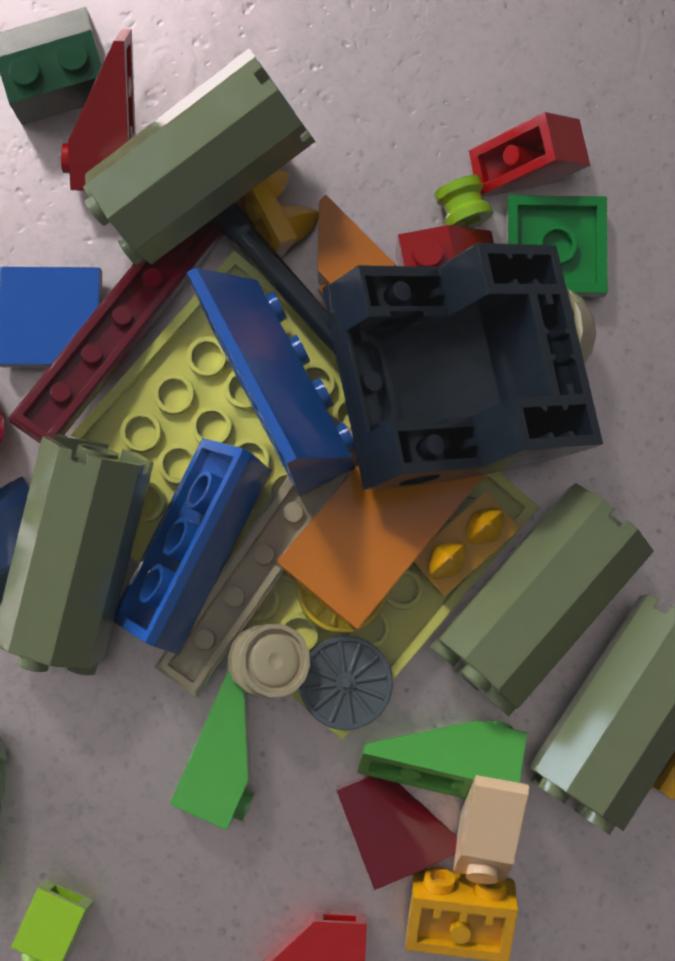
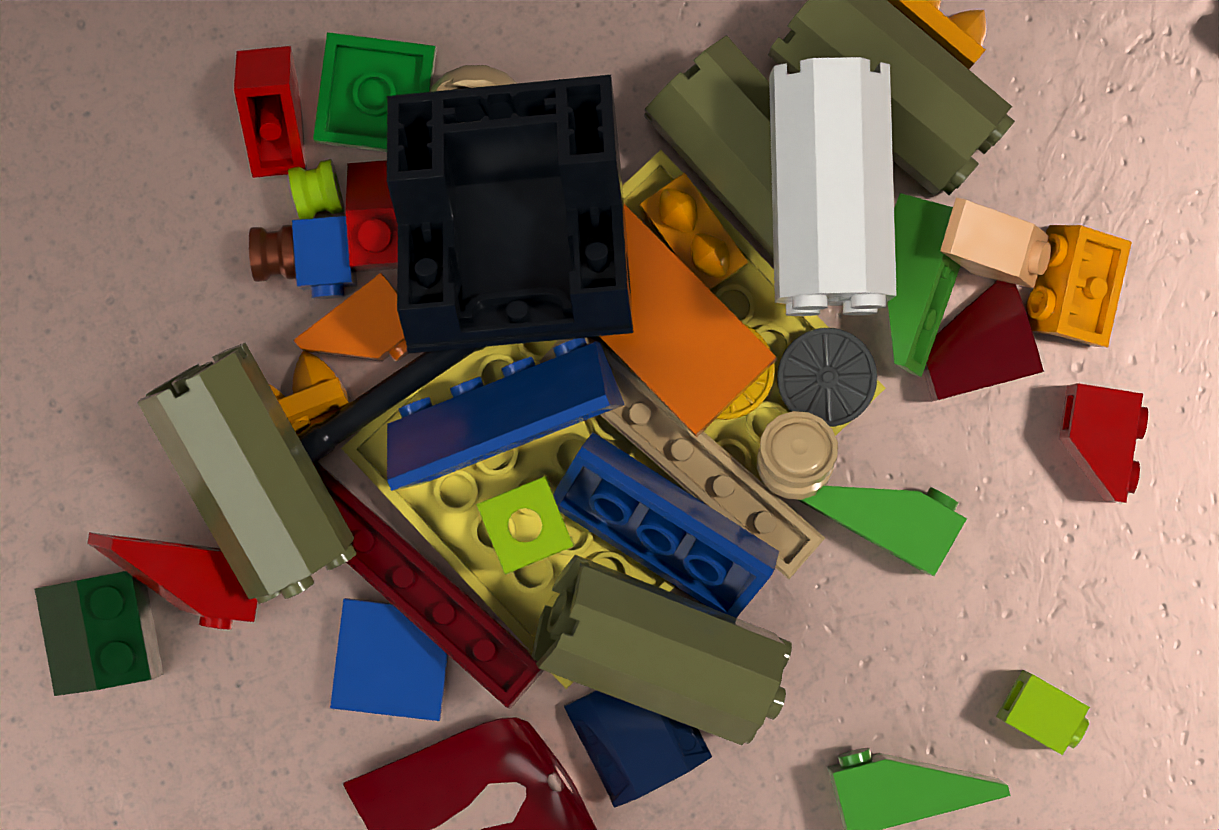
camera: 90 degrees left, 5 degrees up
(166, 436) = (553, 535): none -> lime piece
(402, 173) = (271, 253): none -> copper wheel
(403, 211) = (322, 256): none -> blue brick
(525, 660) = (832, 186): none -> white brick

